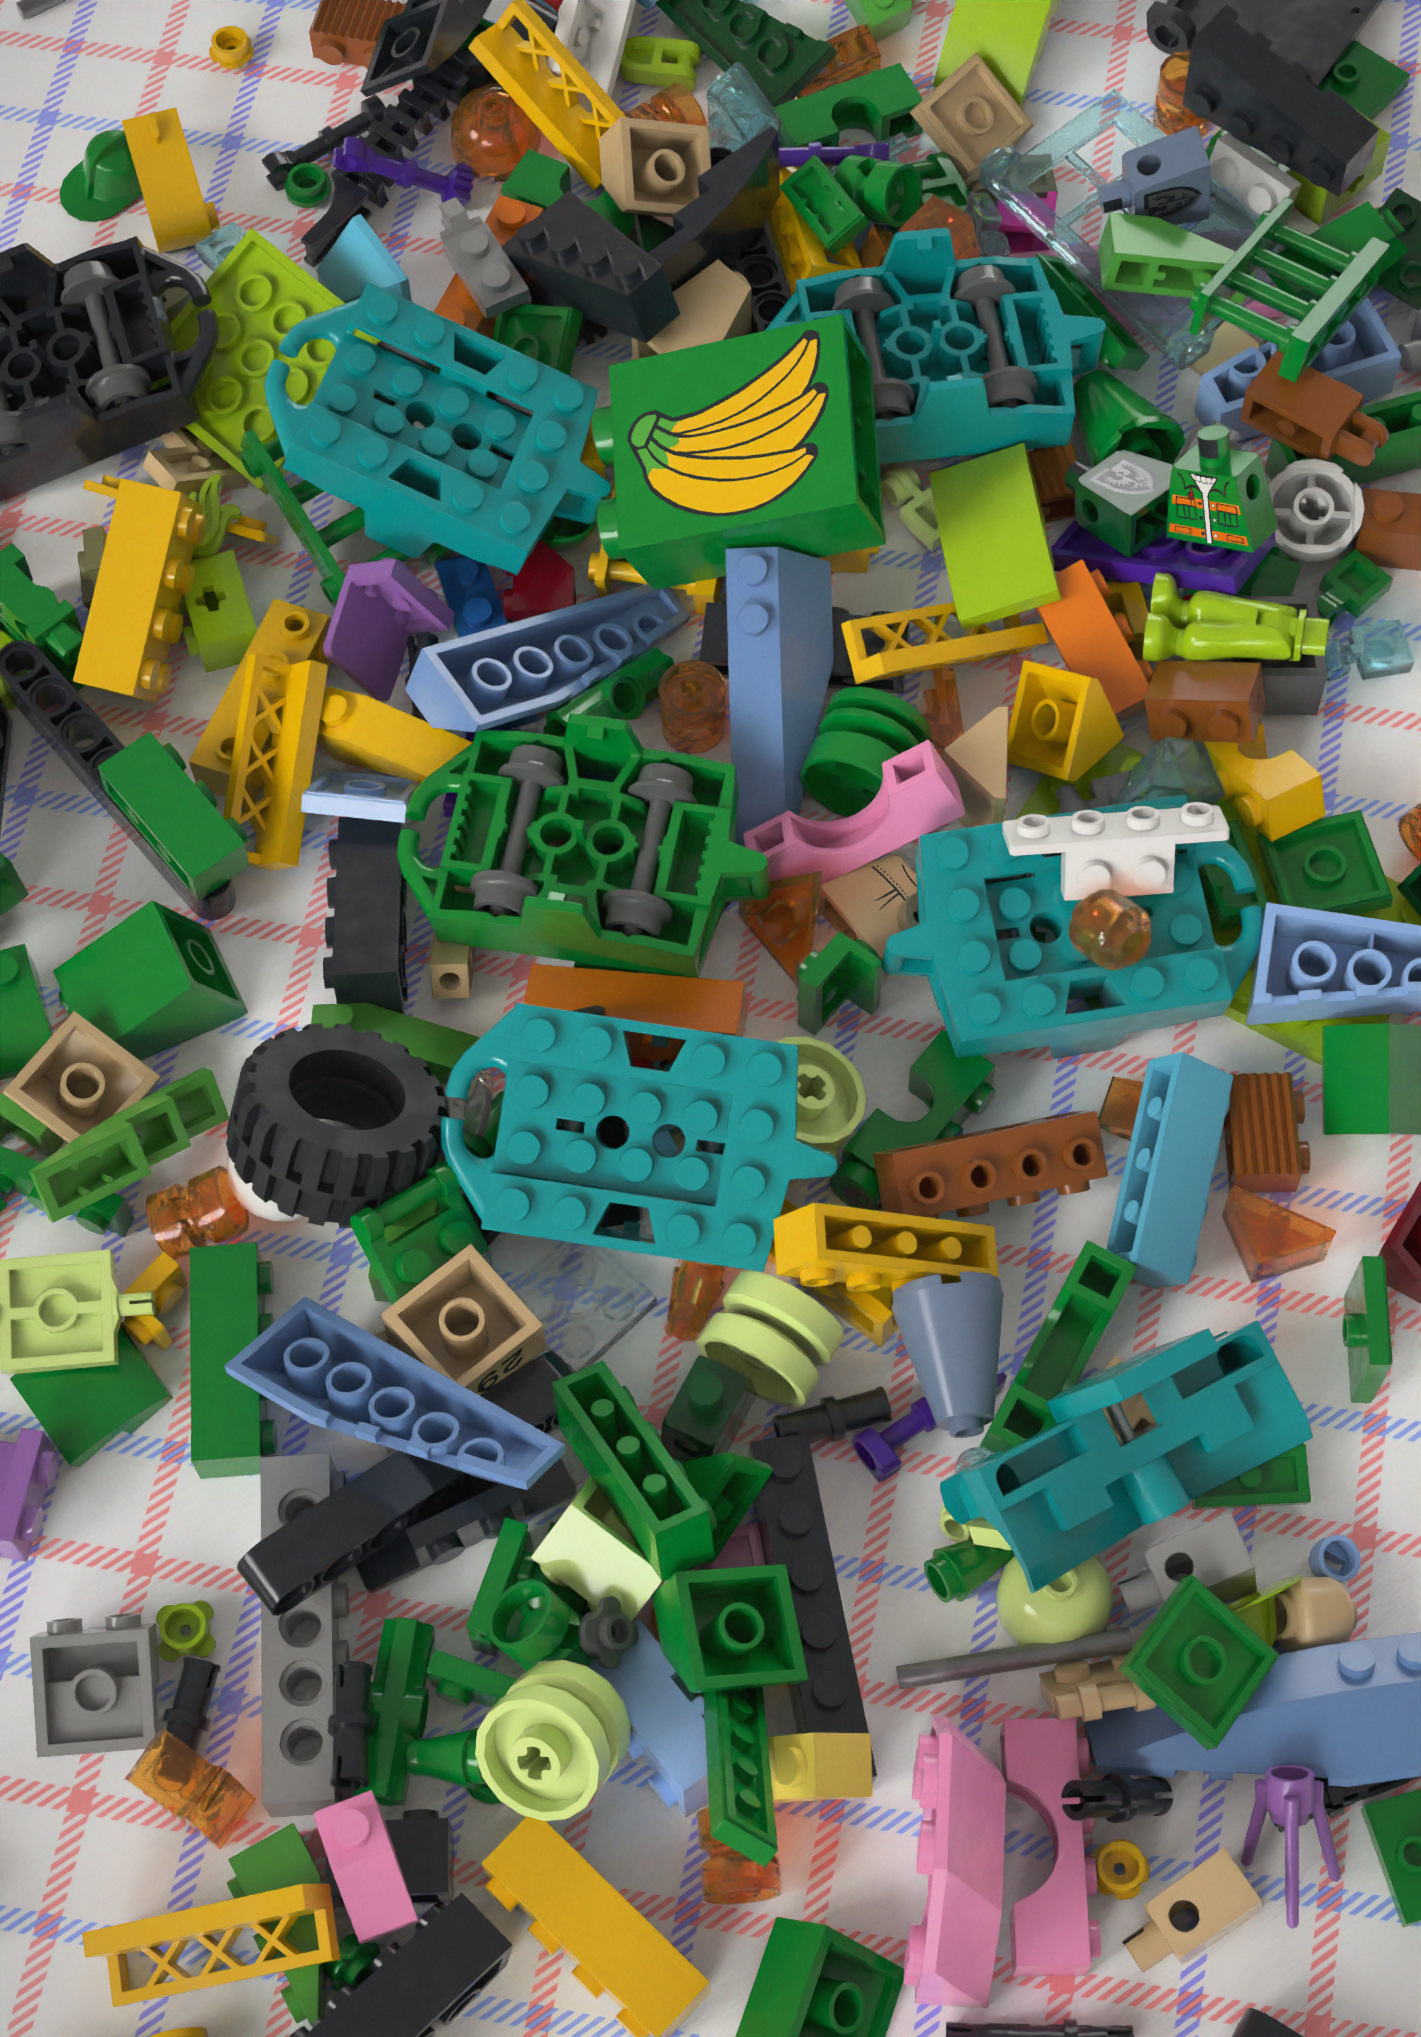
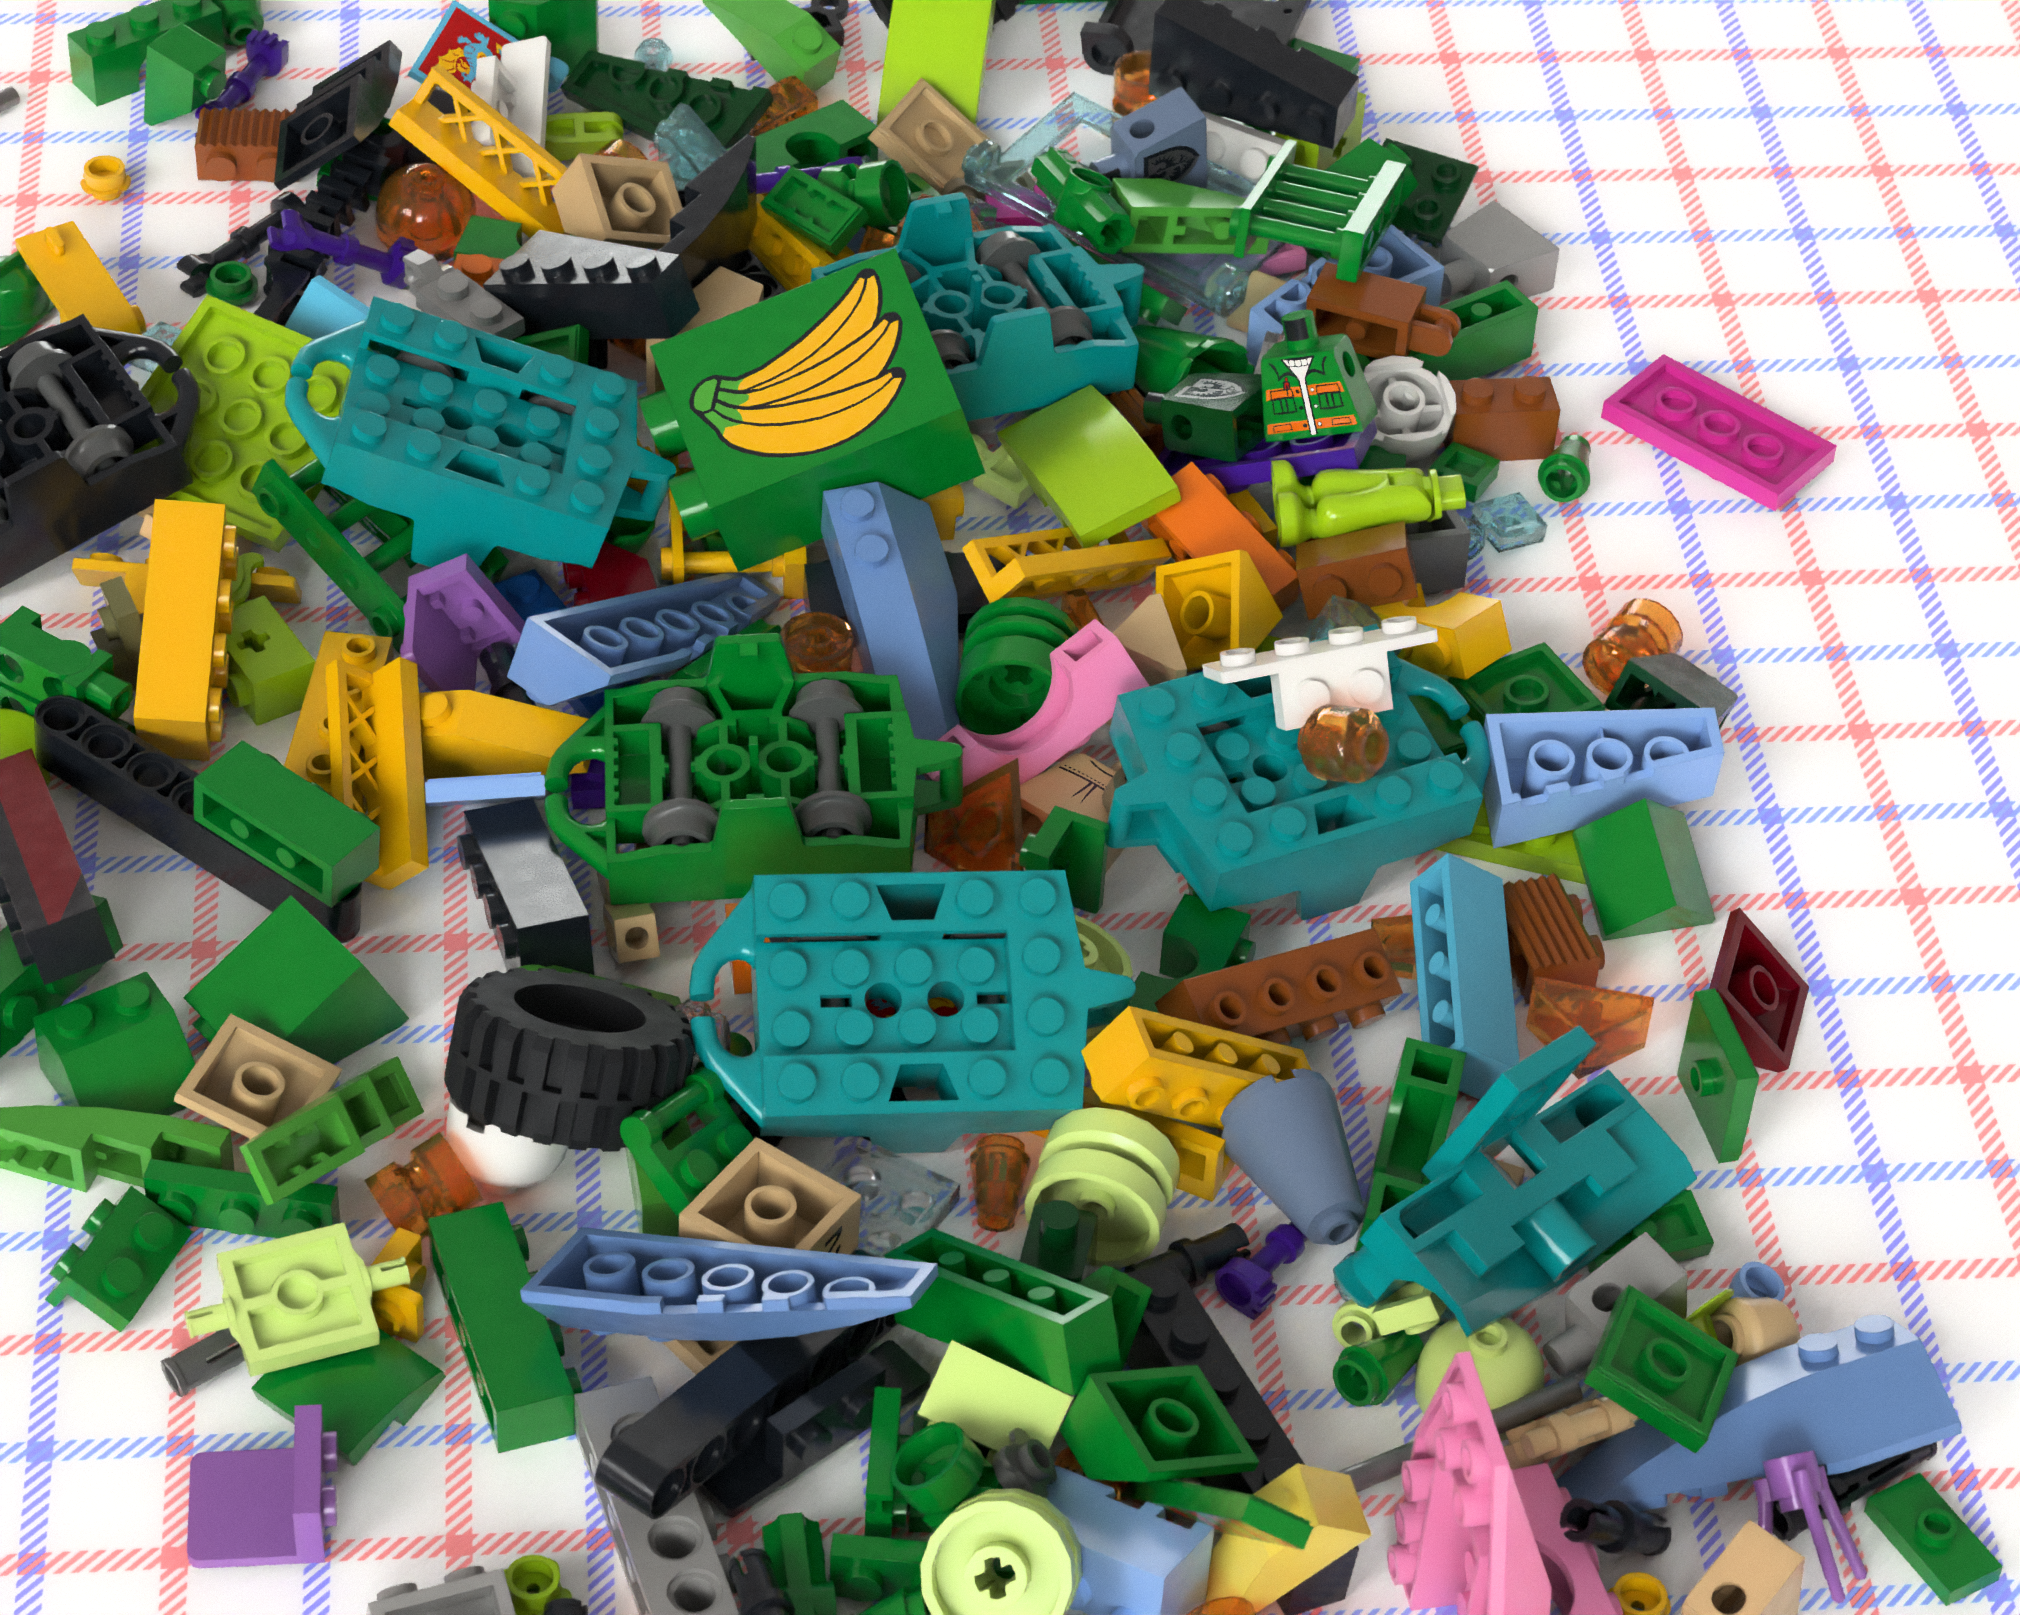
camera: 20 degrees left, 20 degrees down
(1077, 230) = (1083, 200): none -> green piece

